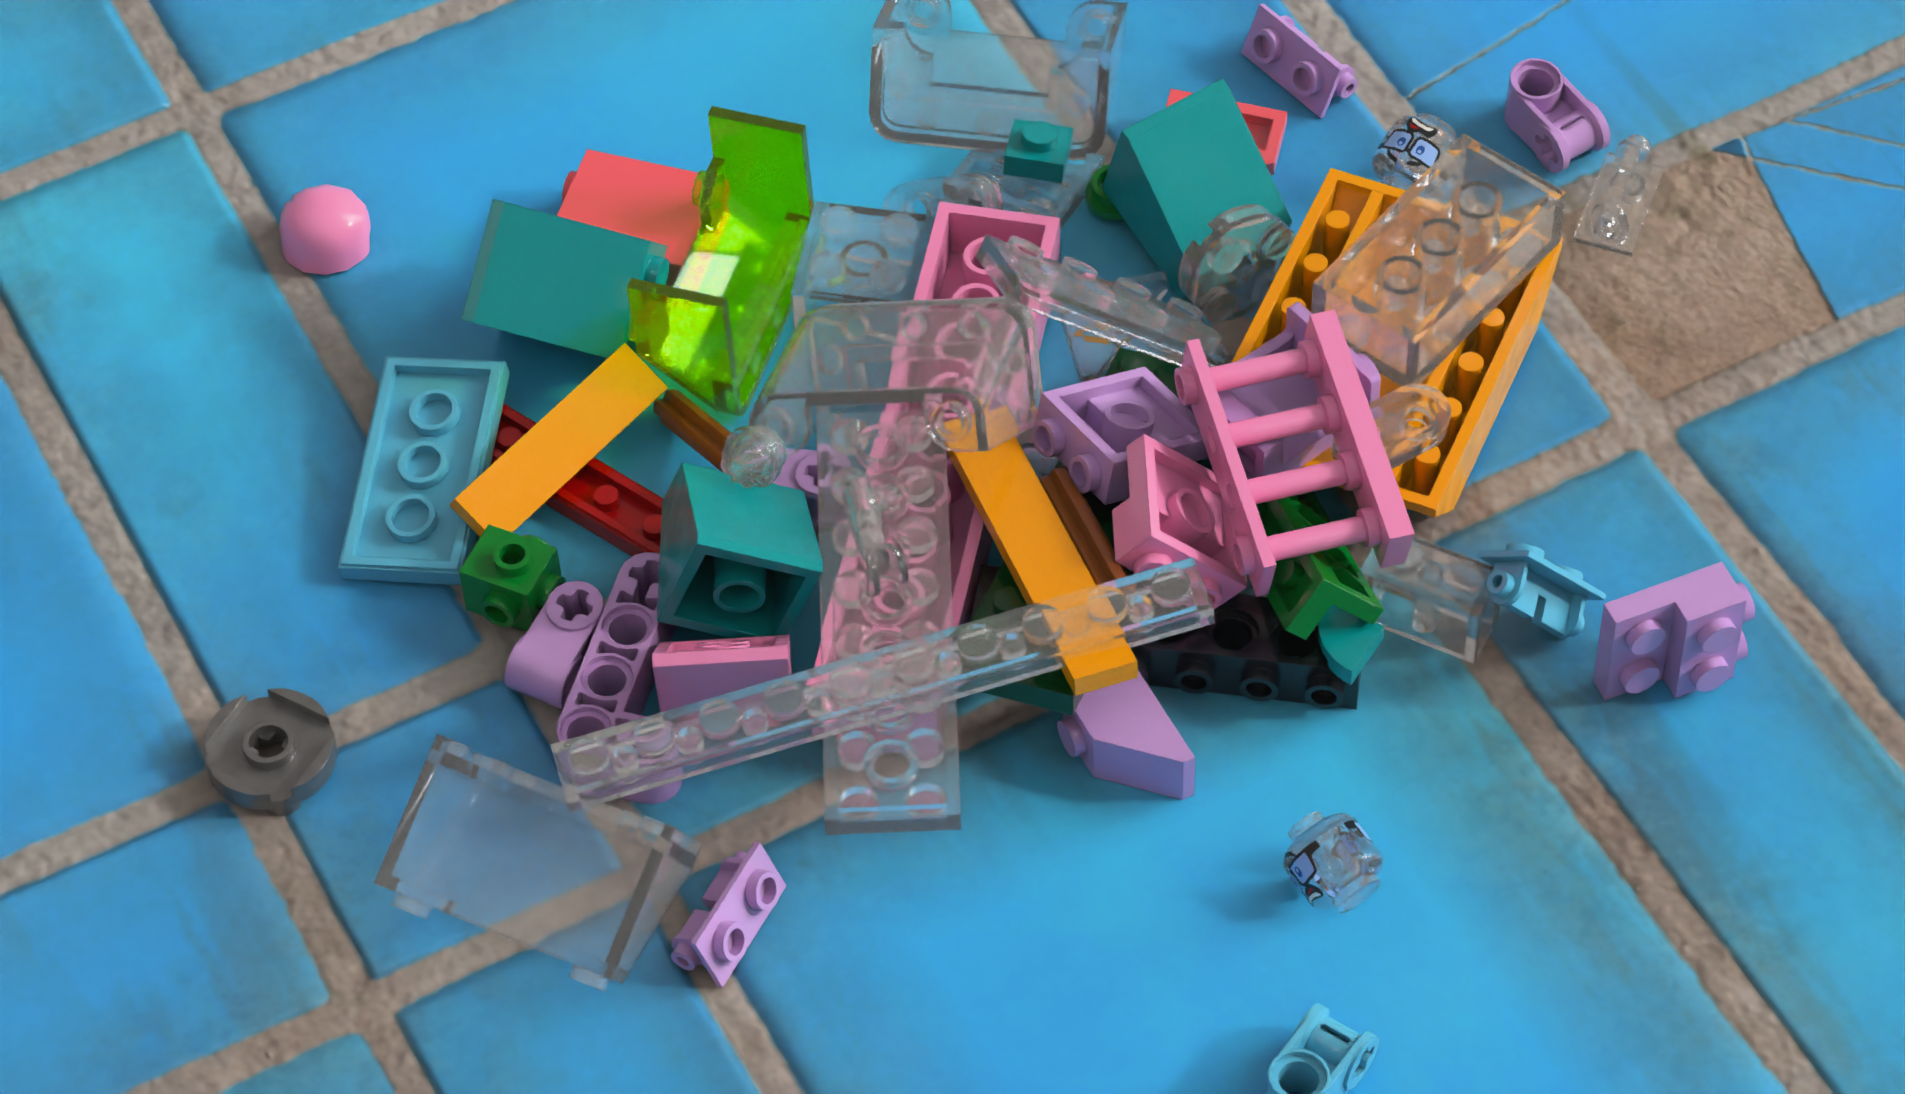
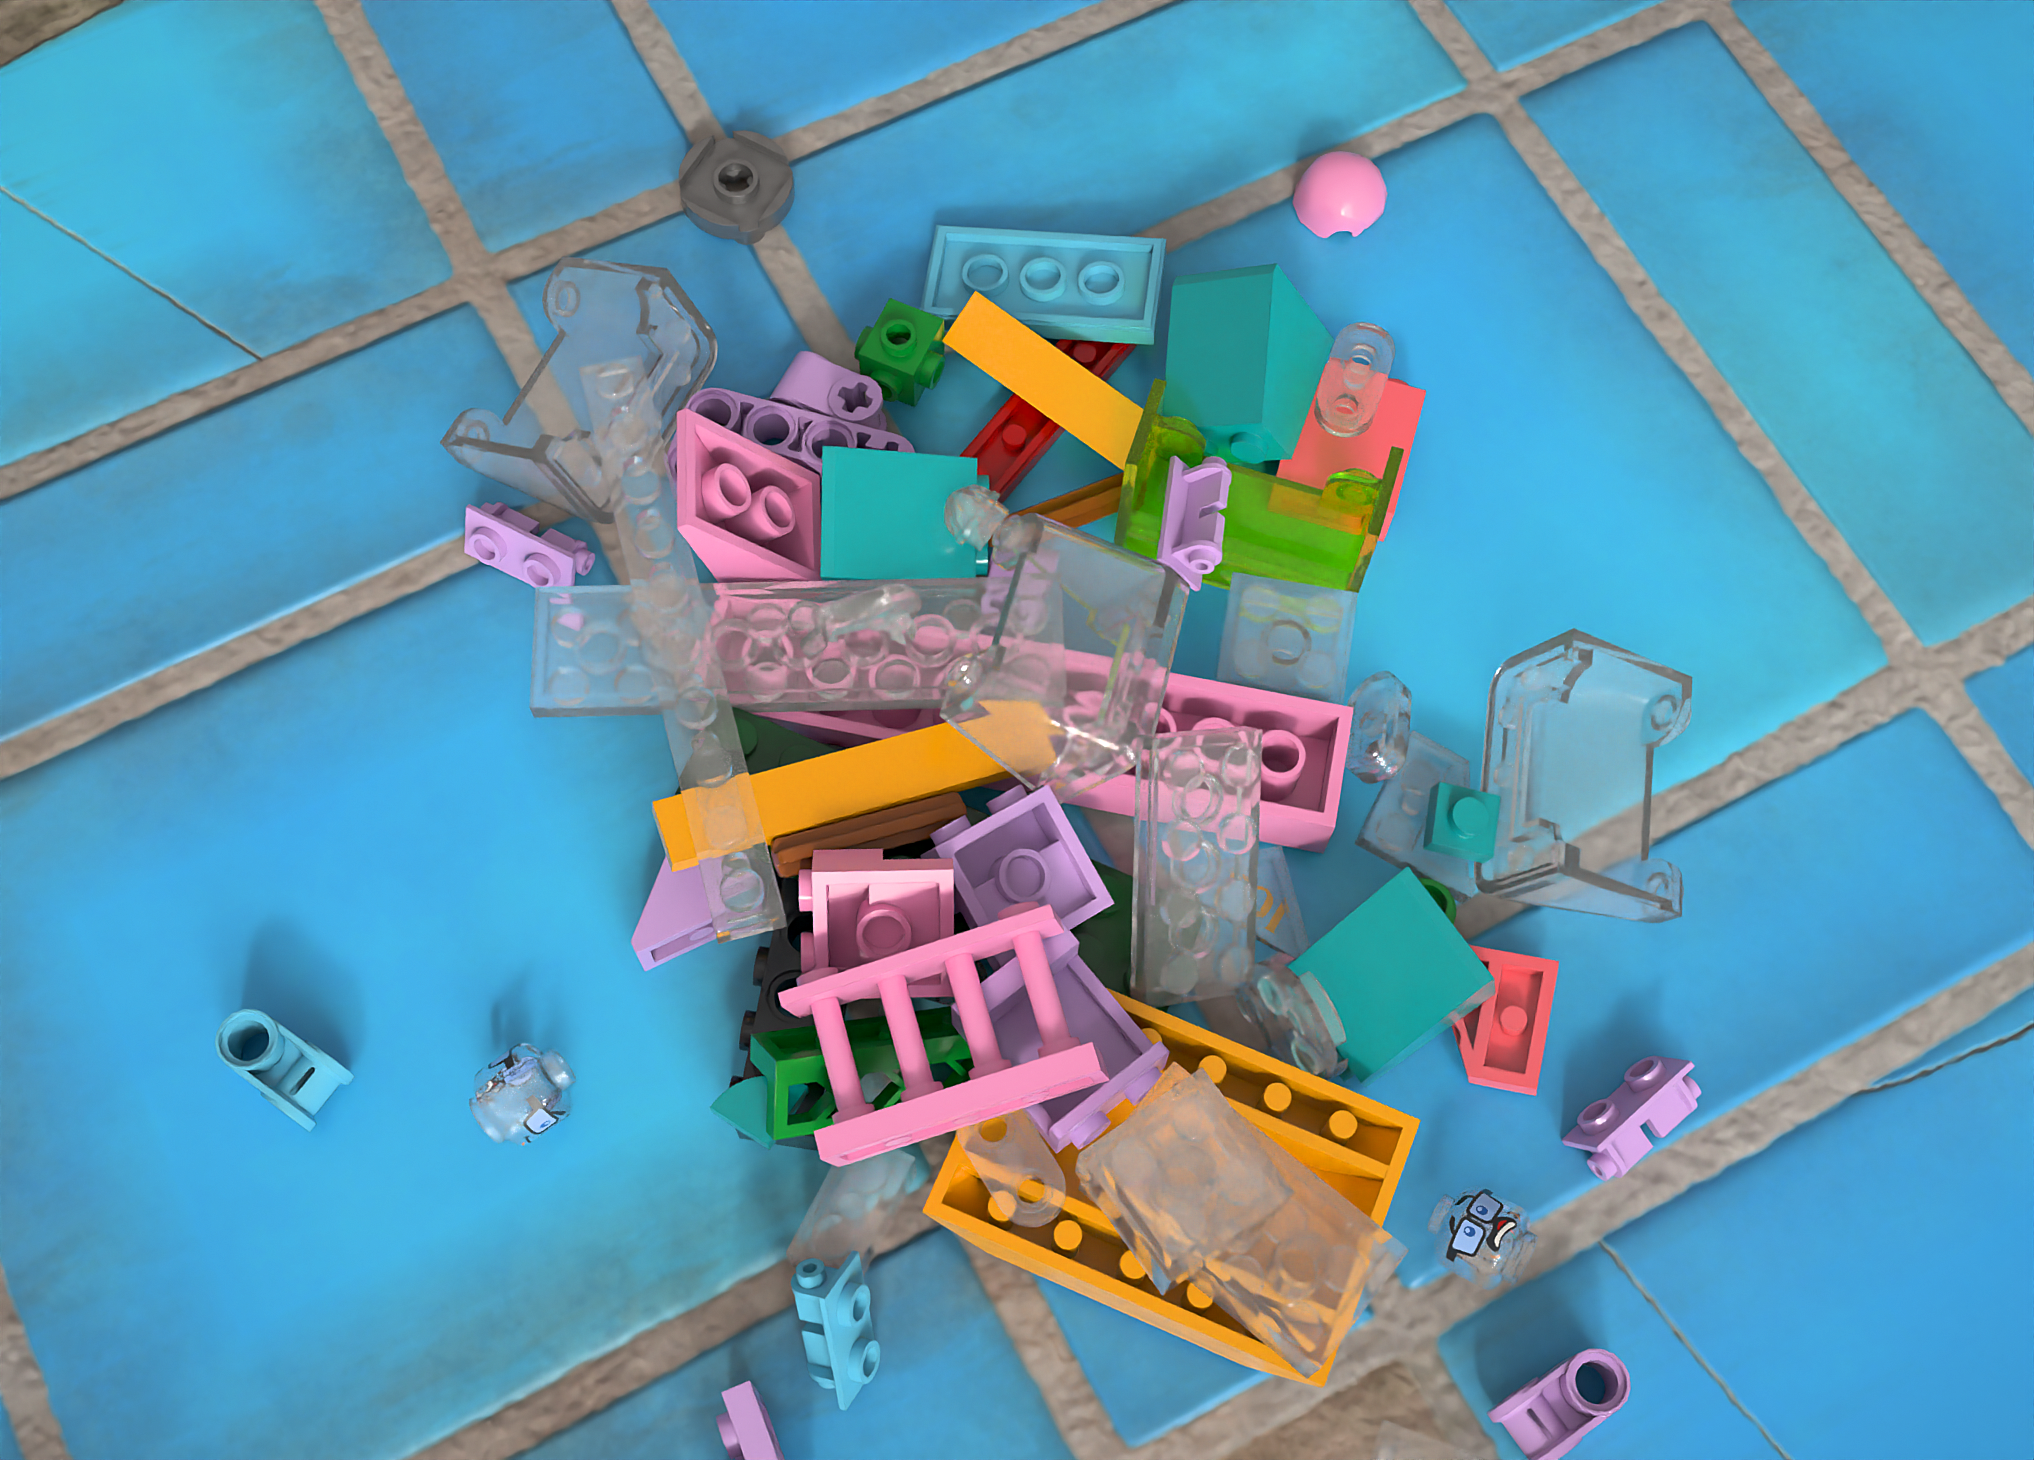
camera: 85 degrees right, 15 degrees up
(590, 190) = (1353, 383): none -> clear plate
(768, 305) = (1189, 532): none -> lavender hinge
(1428, 254) = (1182, 1180): none -> clear brick

